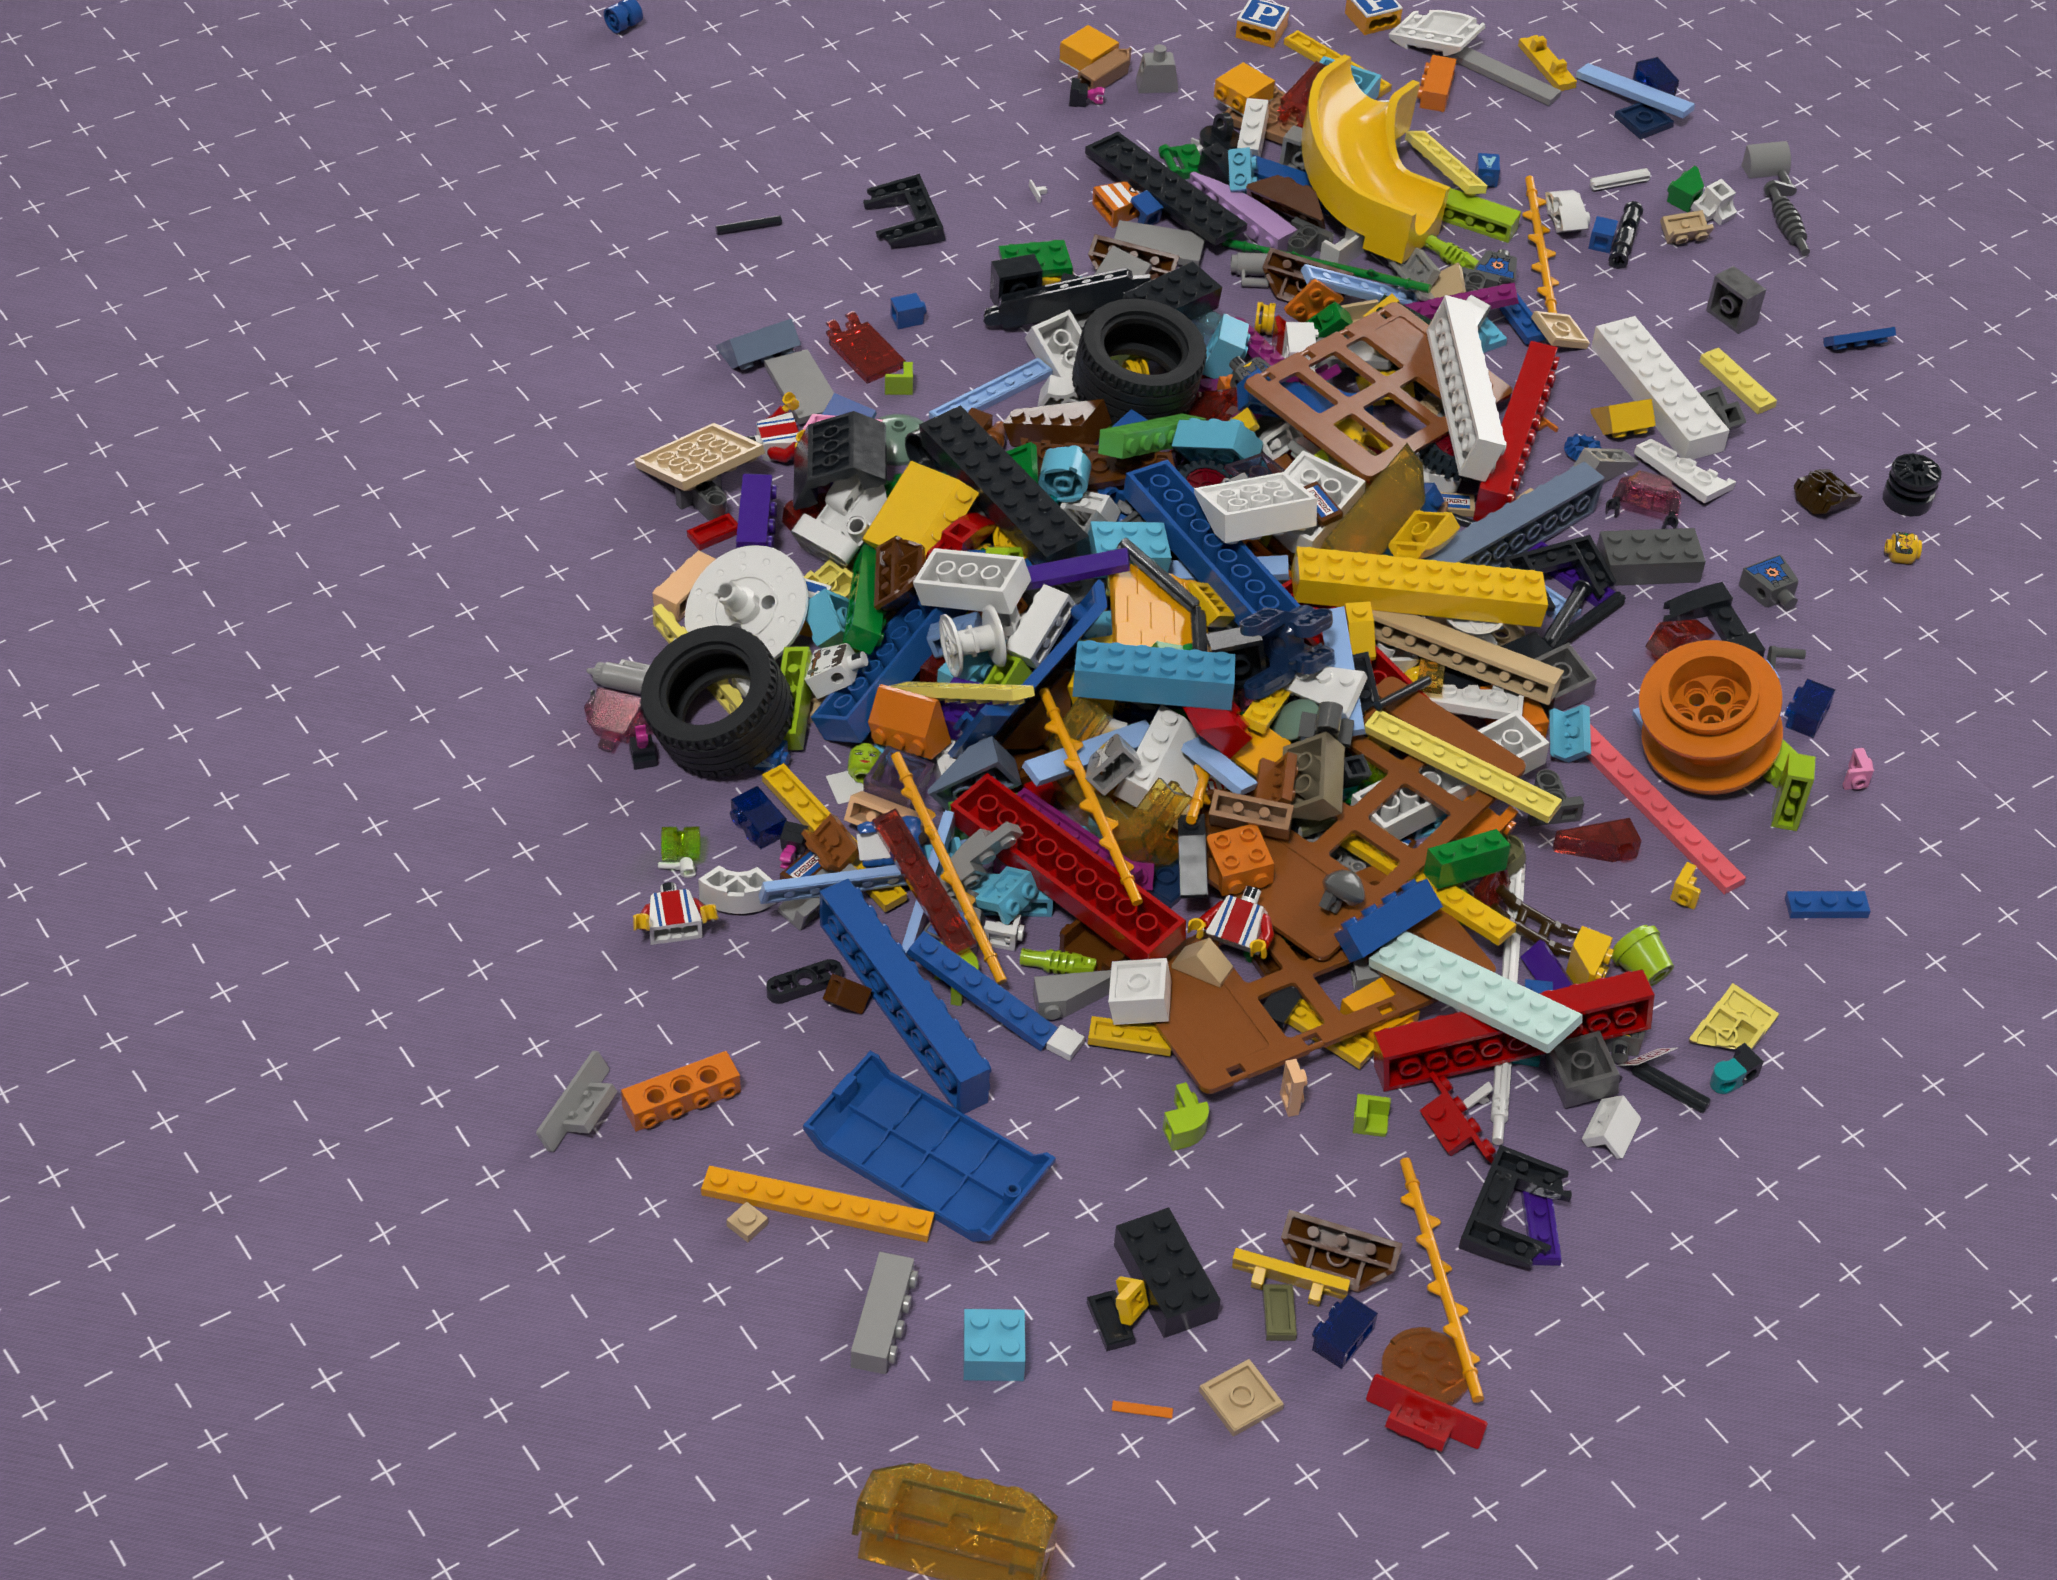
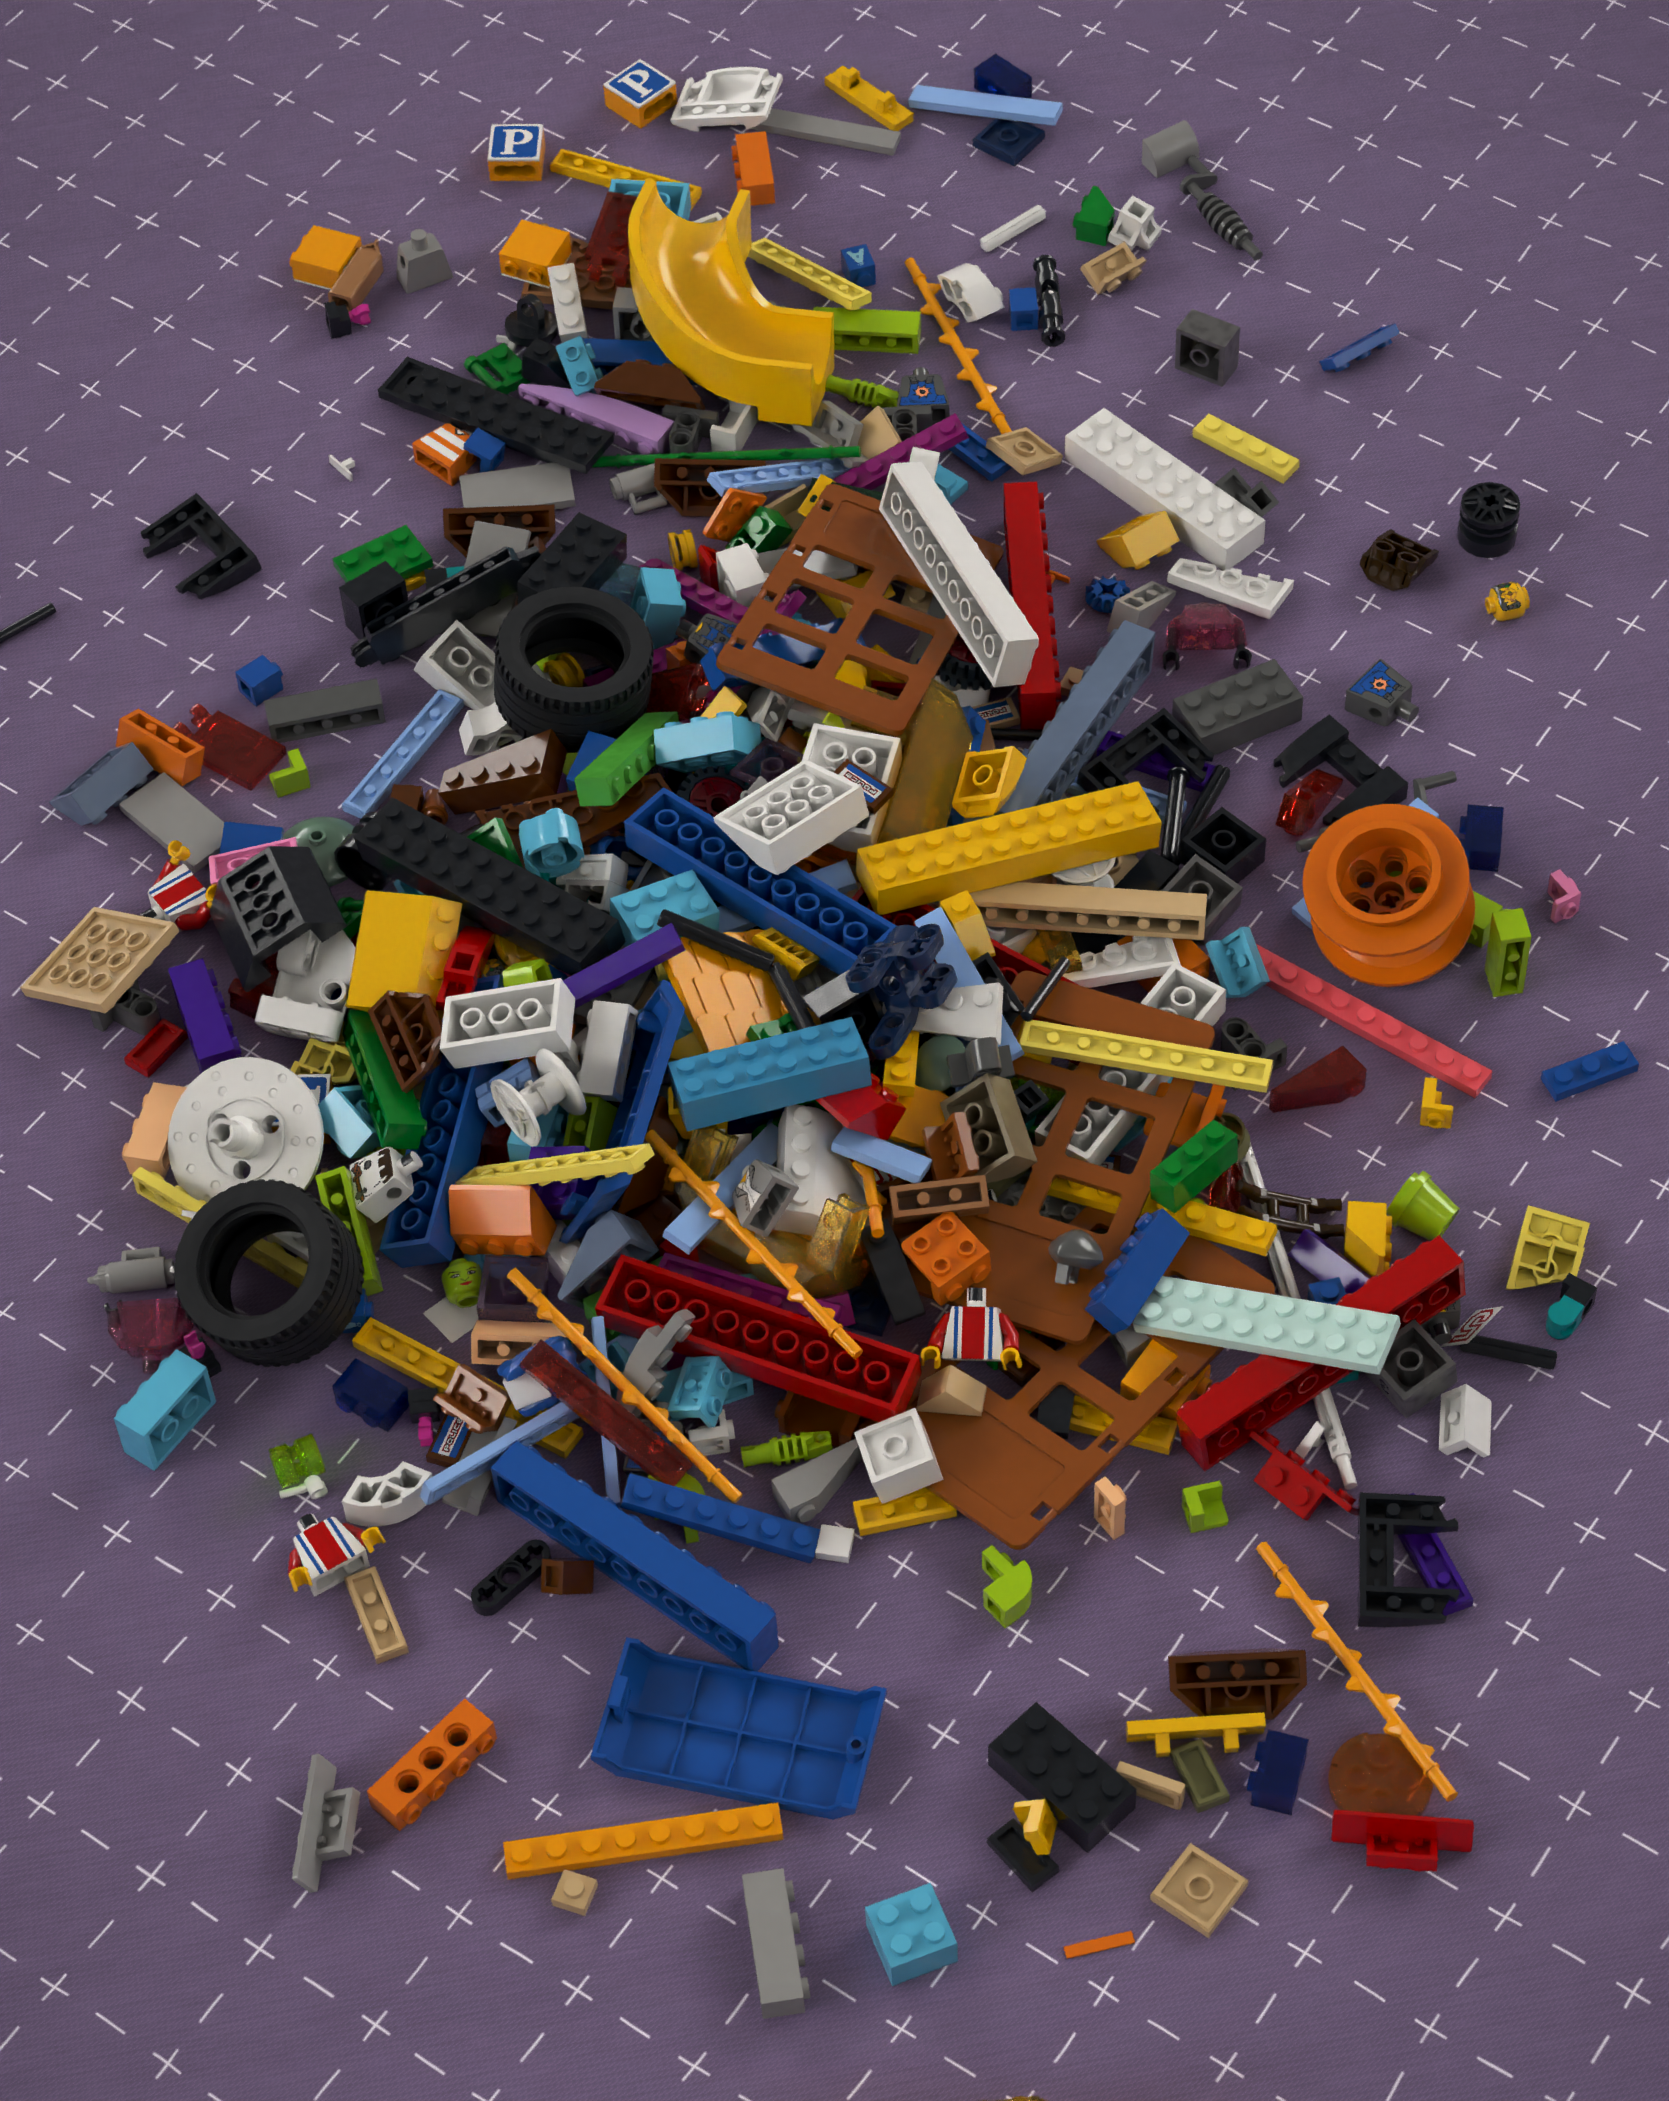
camera: 15 degrees left, 5 degrees up
(599, 774) = (164, 1409): none -> medium azure brick
(690, 972) = (376, 1615): none -> tan tile
(814, 331) = (162, 746): none -> orange brick
(945, 345) = (325, 711): none -> dark grey brick
(1237, 1305) = (1153, 1786): none -> tan tile
(1598, 647) = (1225, 845): none -> black brick

